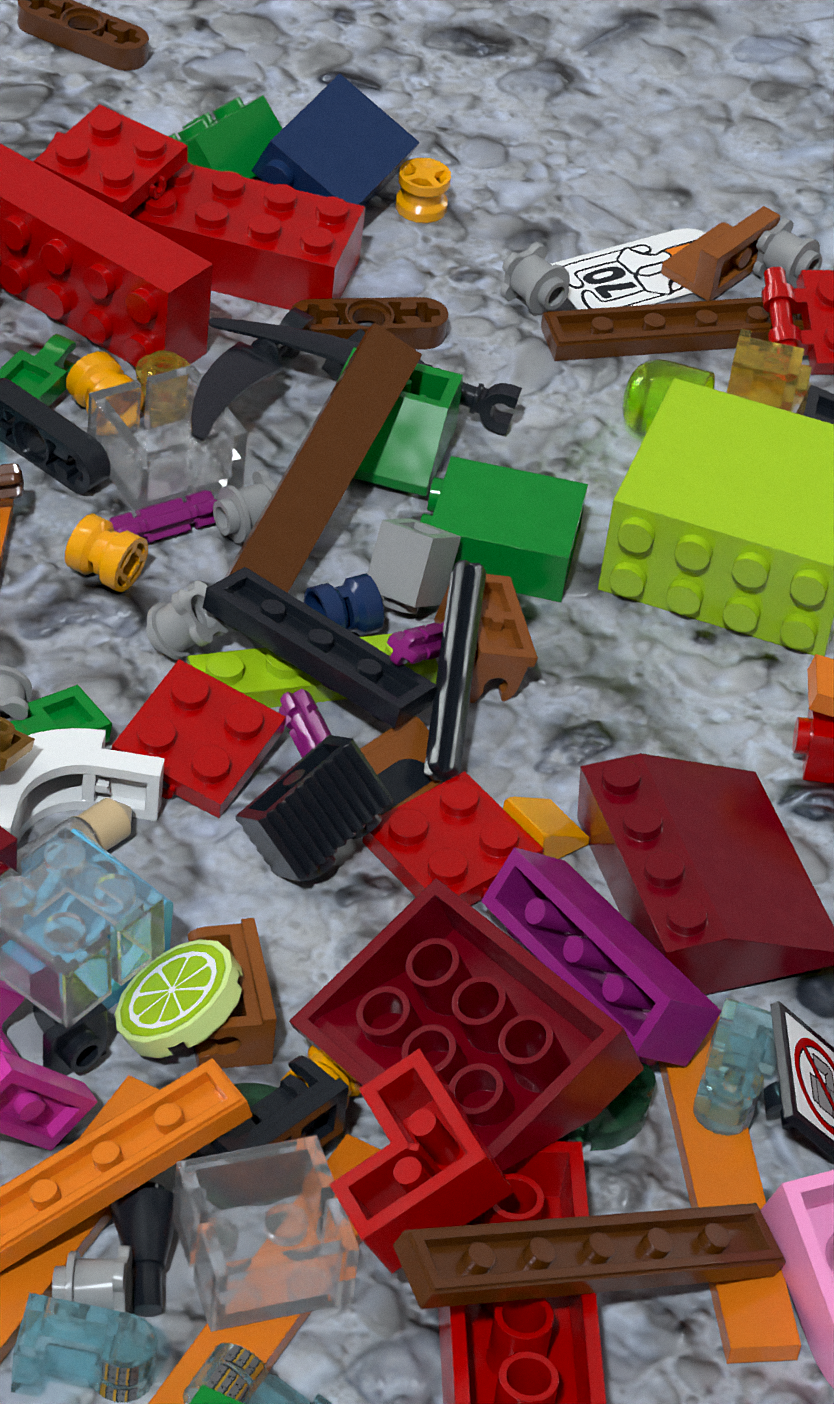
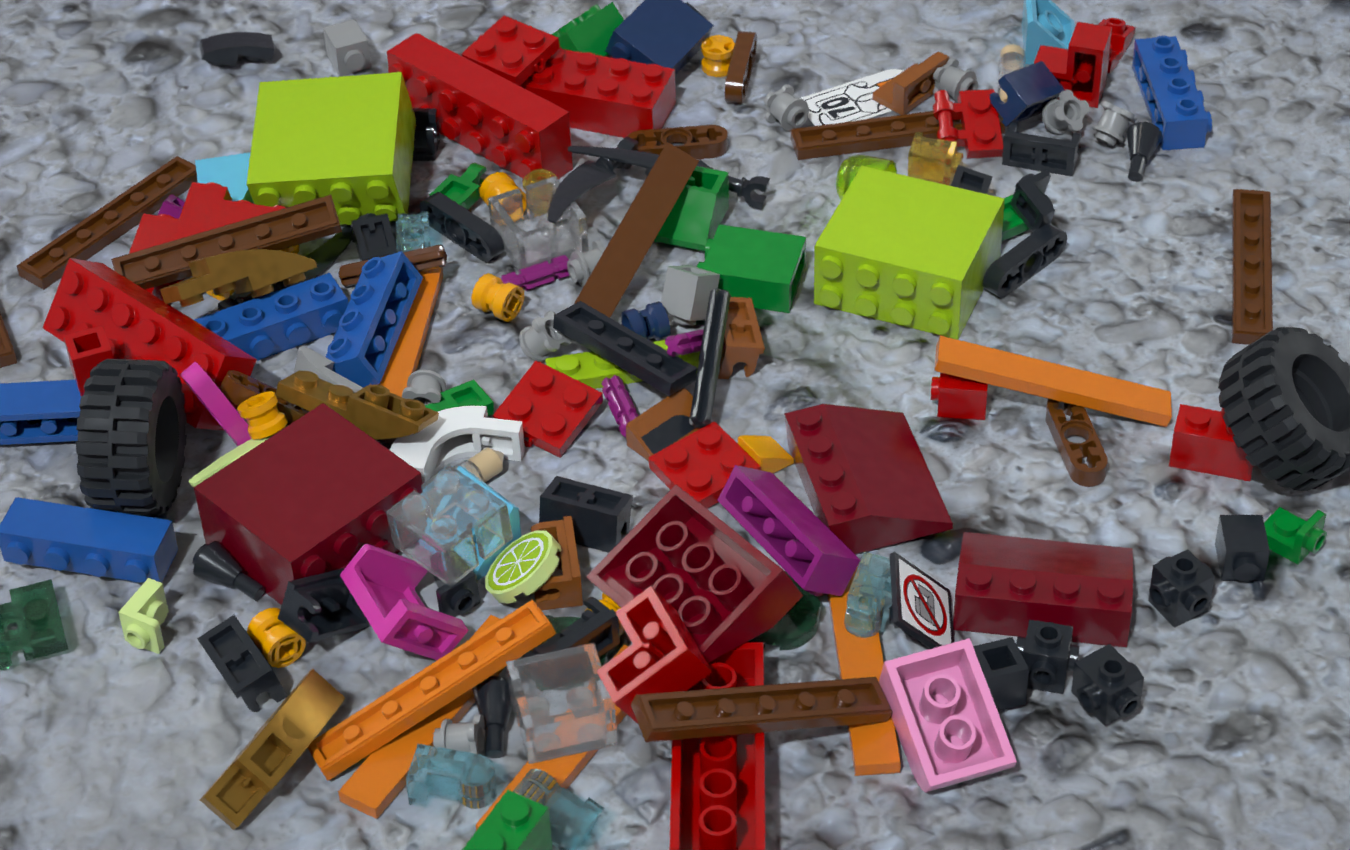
camera: 10 degrees right, 0 degrees up
(293, 912) = (596, 512): none -> black hinge
(315, 809) = (616, 447): black brick -> none
(459, 210) = (740, 67): none -> reddish brown beam

